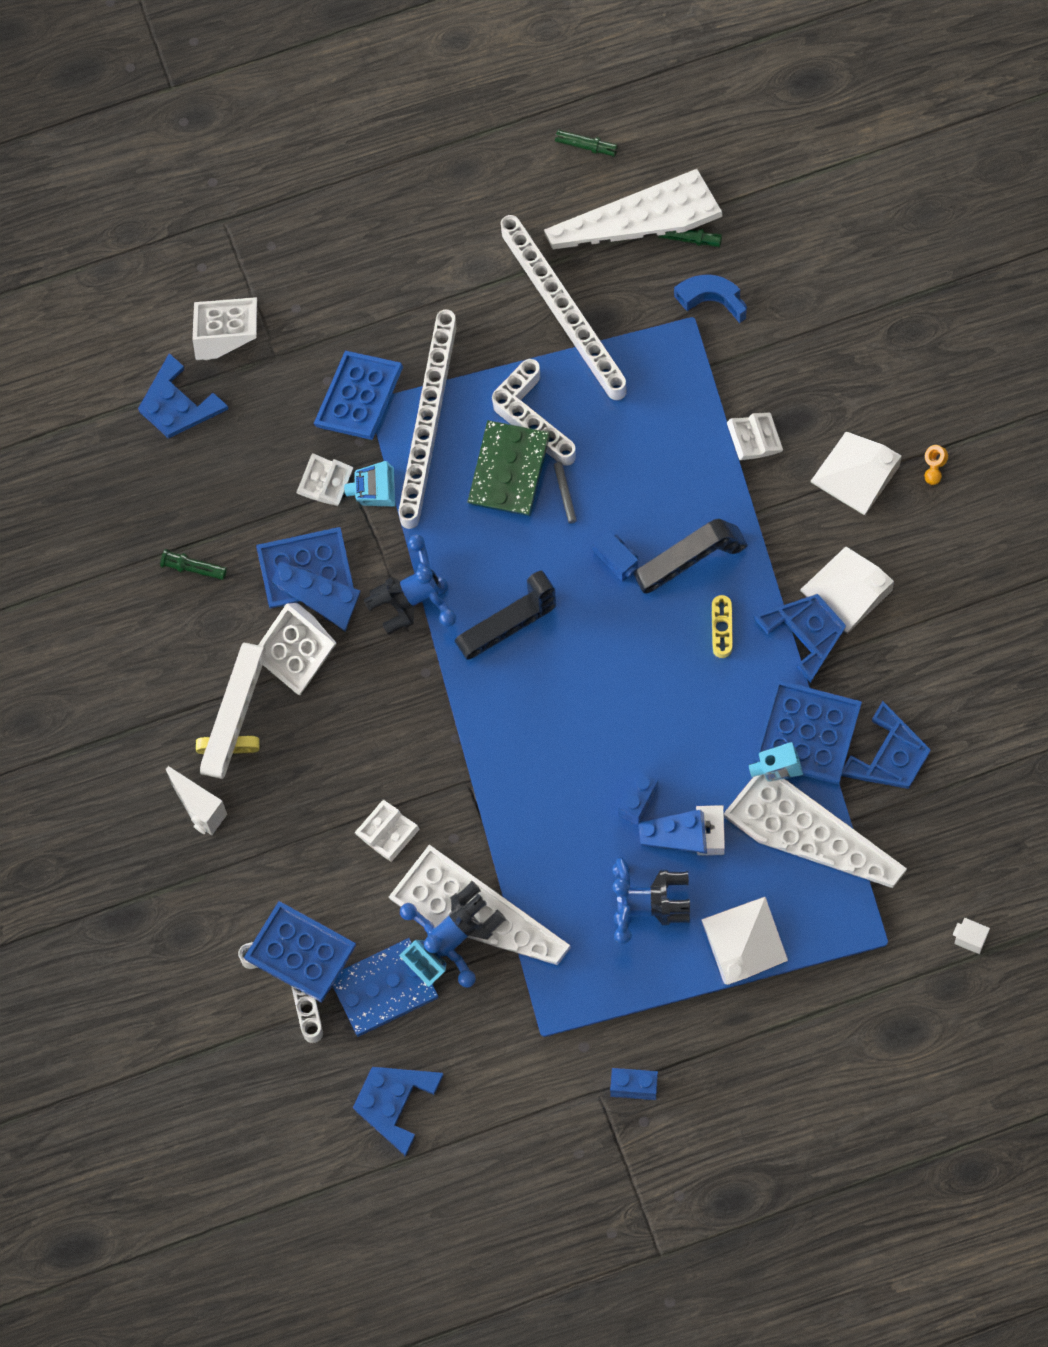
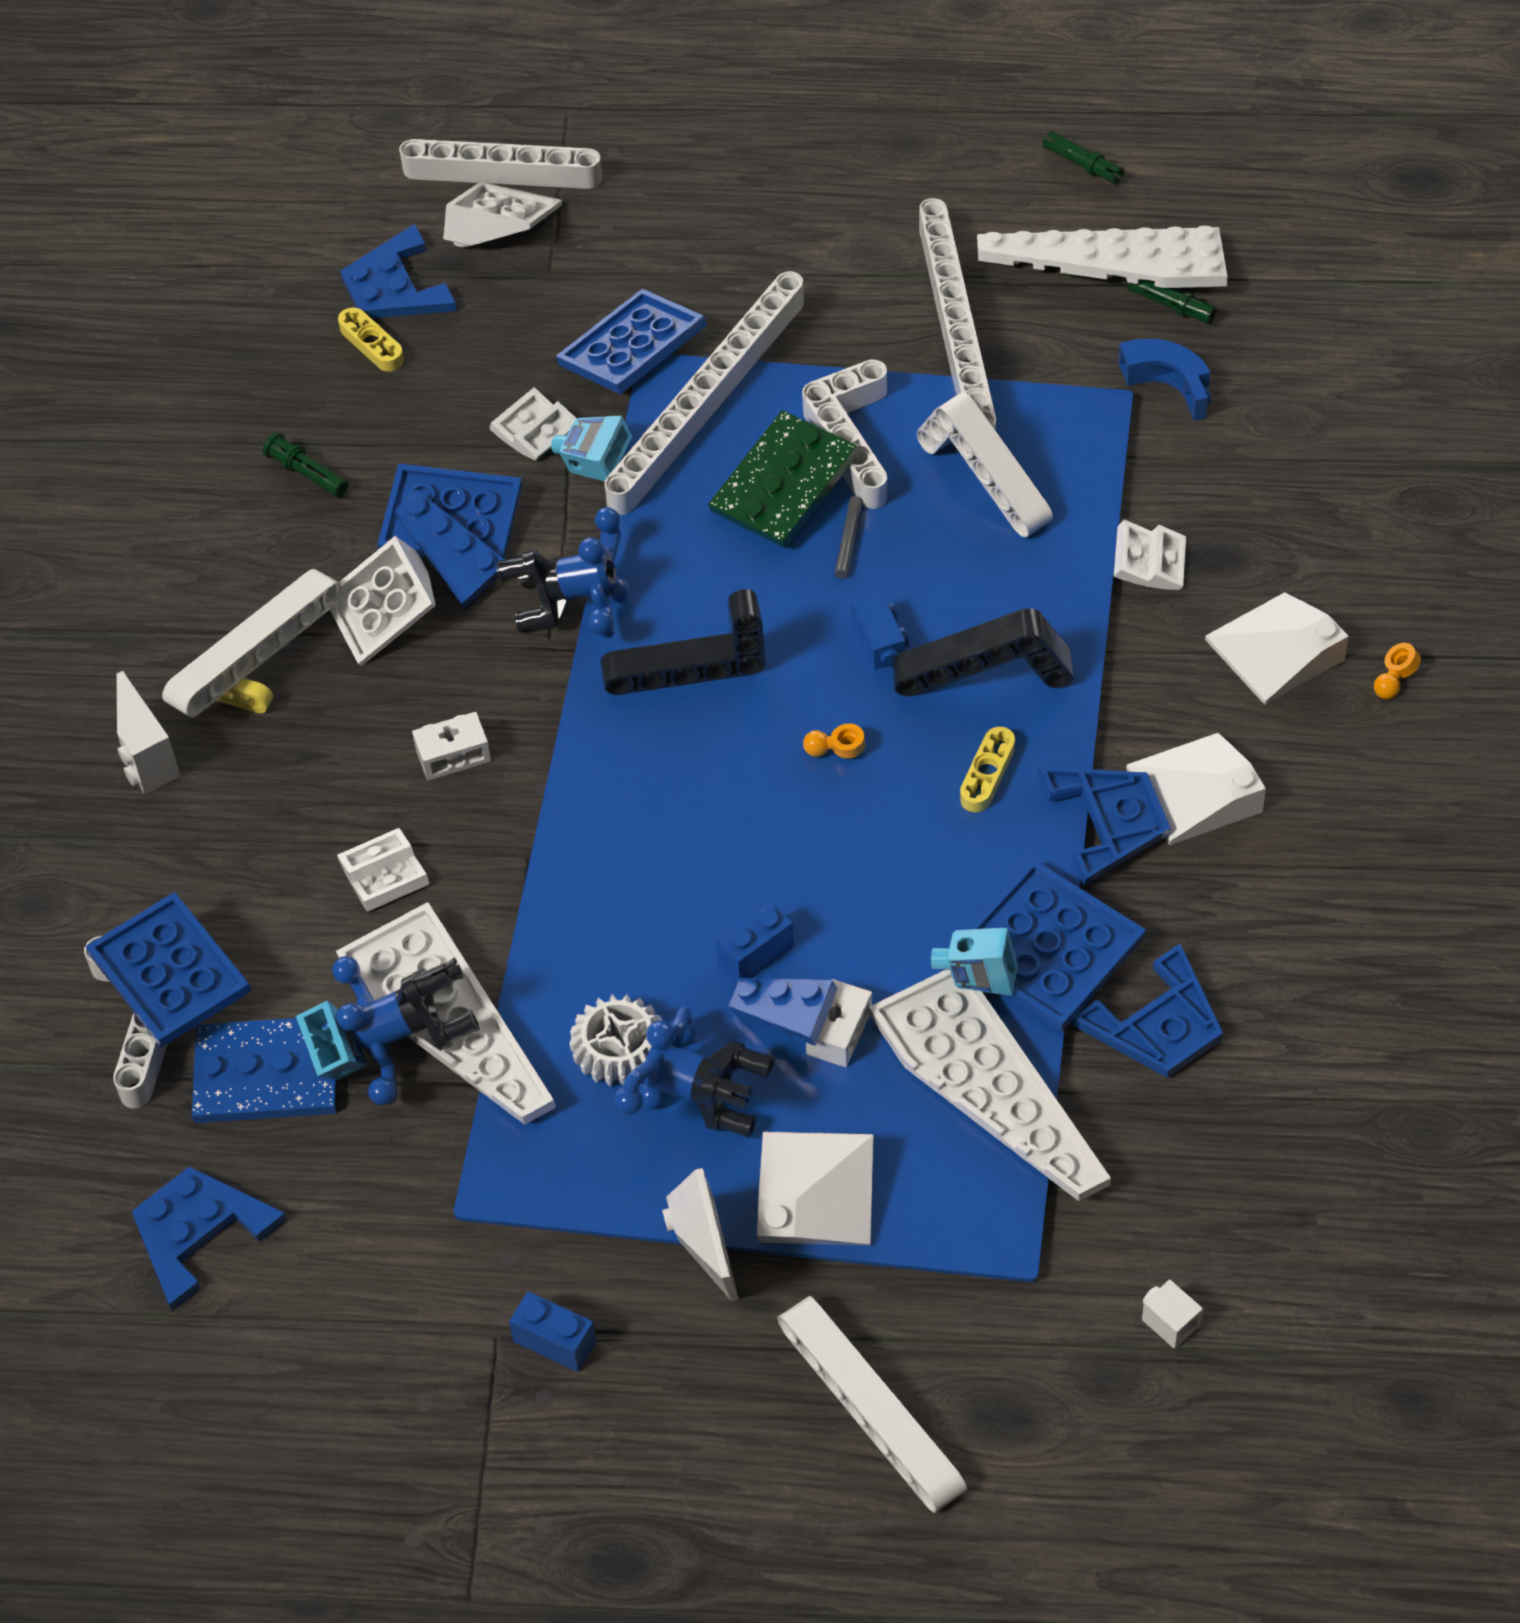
camera: 20 degrees right, 15 degrees down
(180, 445) = (373, 351): none -> light yellow beam
(210, 277) = (501, 163): none -> white beam
(383, 742) = (451, 745): none -> white brick
(593, 897) = (605, 1053): none -> white gear
(613, 647) = (817, 742): none -> light orange plate
(631, 408) = (990, 460): none -> white beam
(692, 991) = (698, 1229): none -> white slope
(829, 1054) = (872, 1404): none -> white beam

